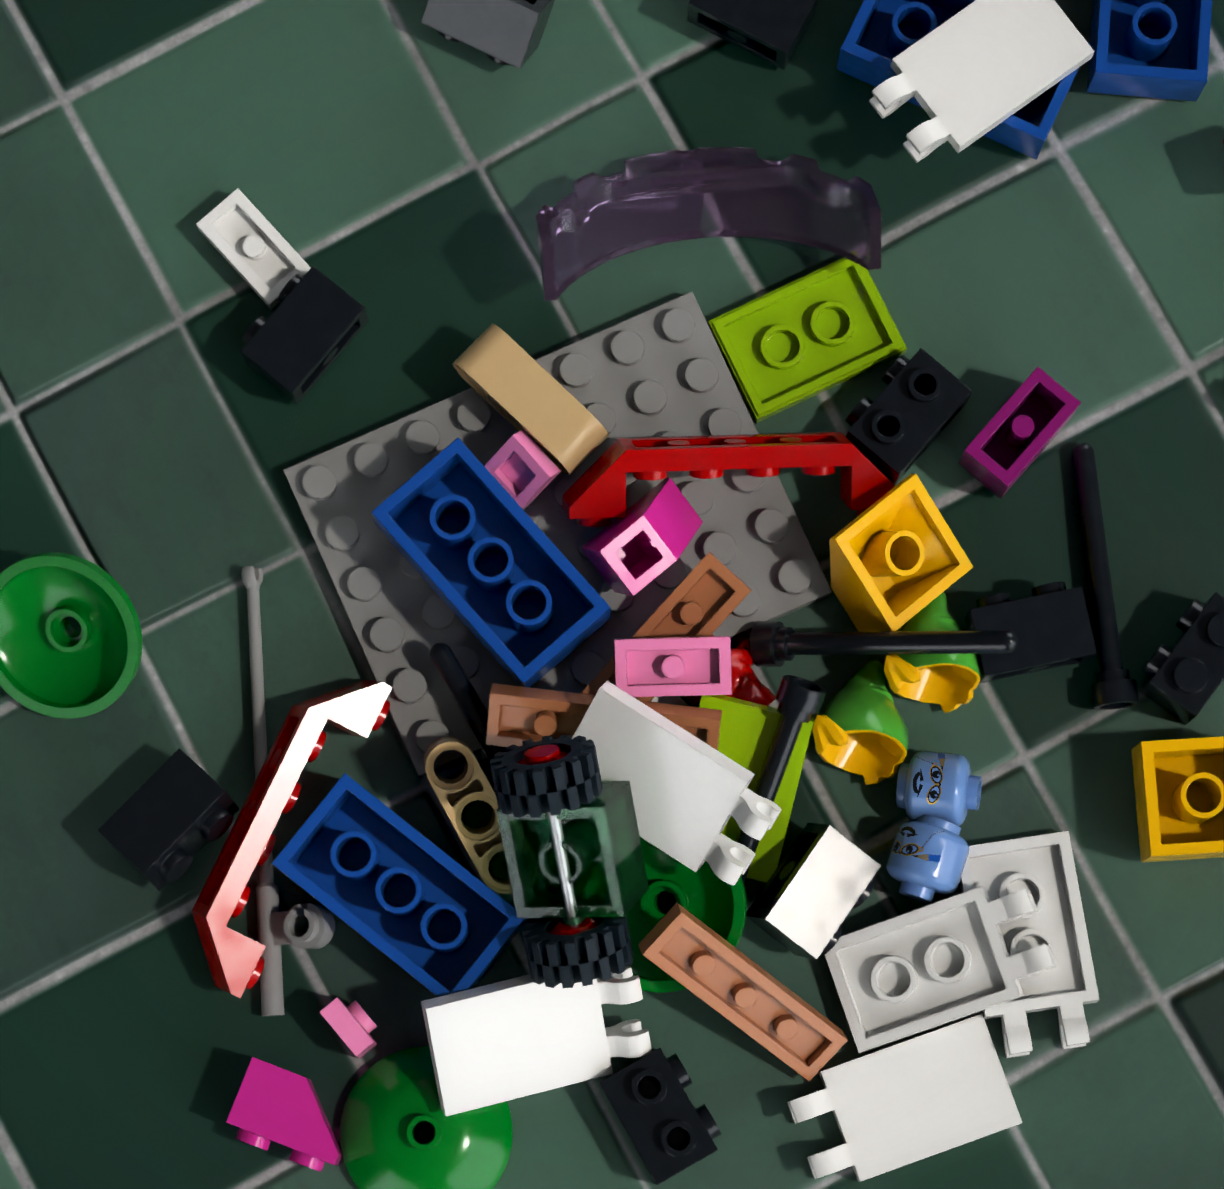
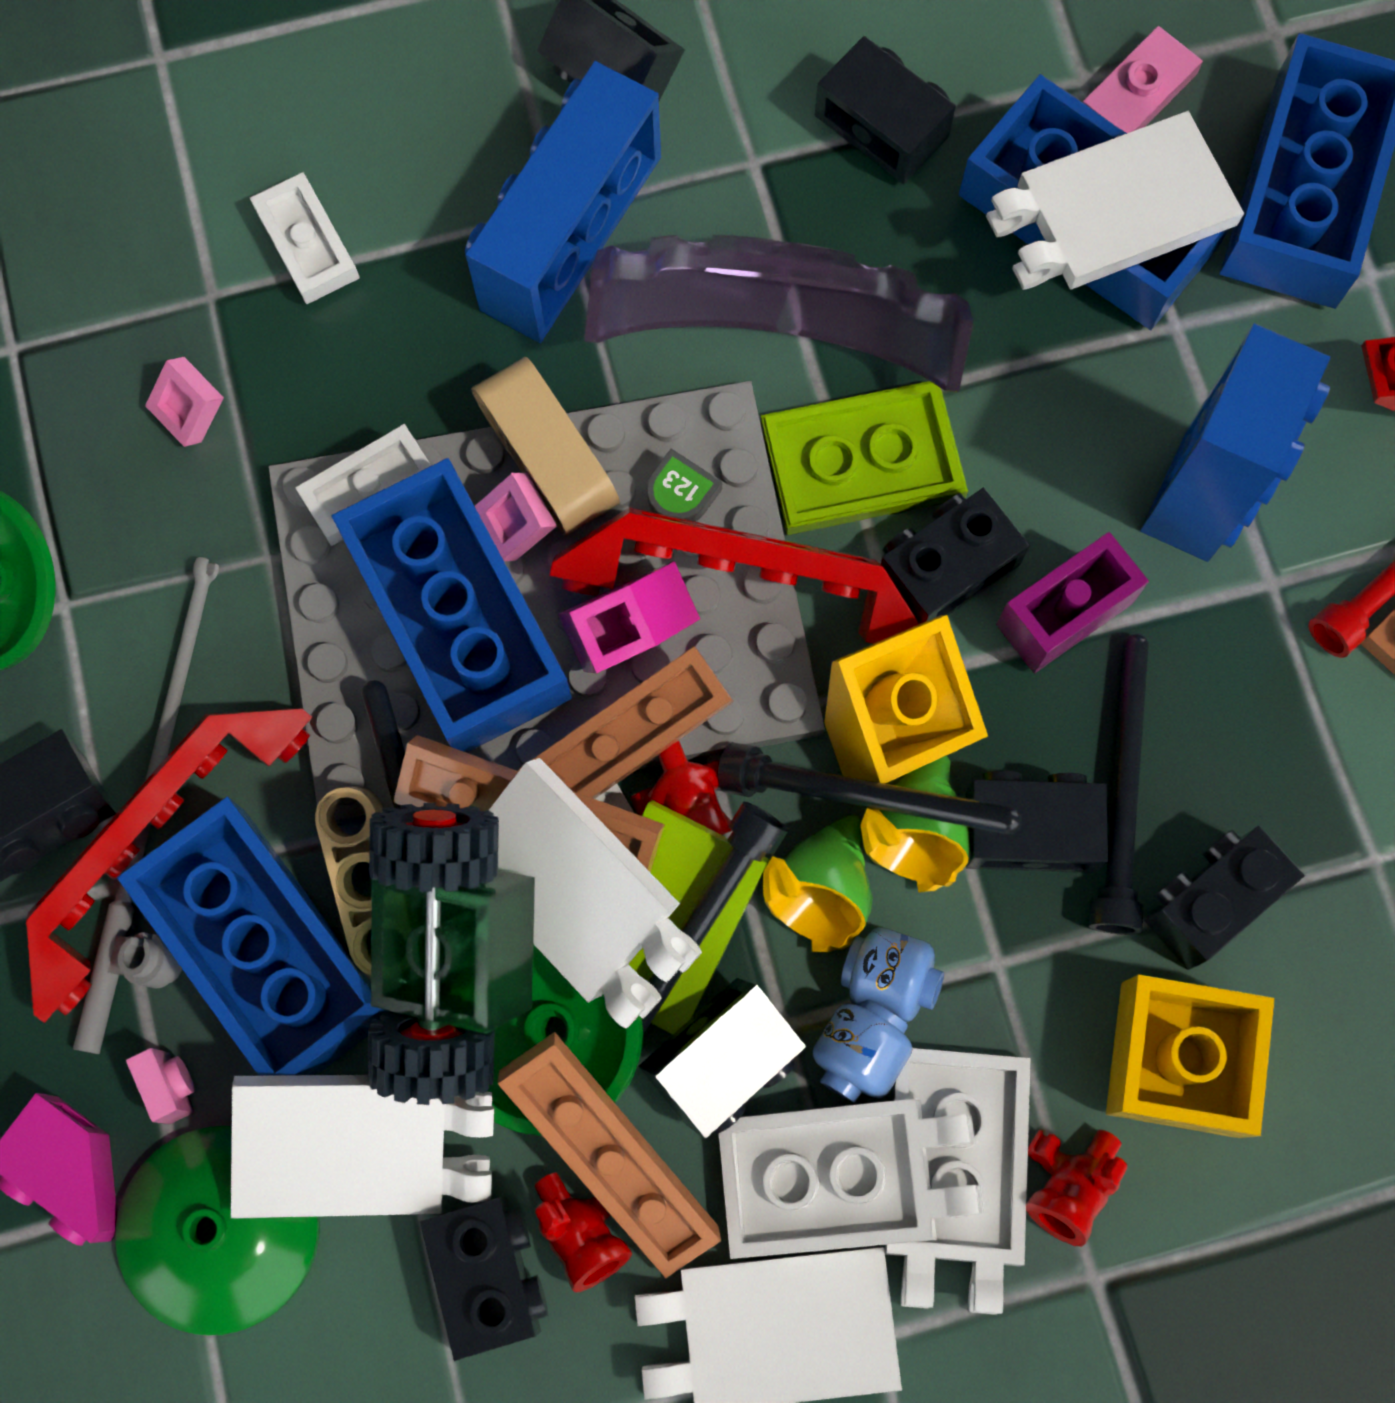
camera: 15 degrees right, 5 degrees down
(191, 428) = (184, 401): none -> bright pink plate
(303, 333) = (327, 330): black brick -> none
(382, 468) = (360, 476): none -> white plate
(488, 166) = (565, 201): none -> blue brick
(657, 409) = (681, 488): none -> tile
(674, 666) = (623, 762): bright pink plate -> none
(730, 1063) = (578, 1234): none -> red piece
(1129, 272) = (1239, 444): none -> blue brick
(1129, 925) = (1077, 1185): none -> red piece

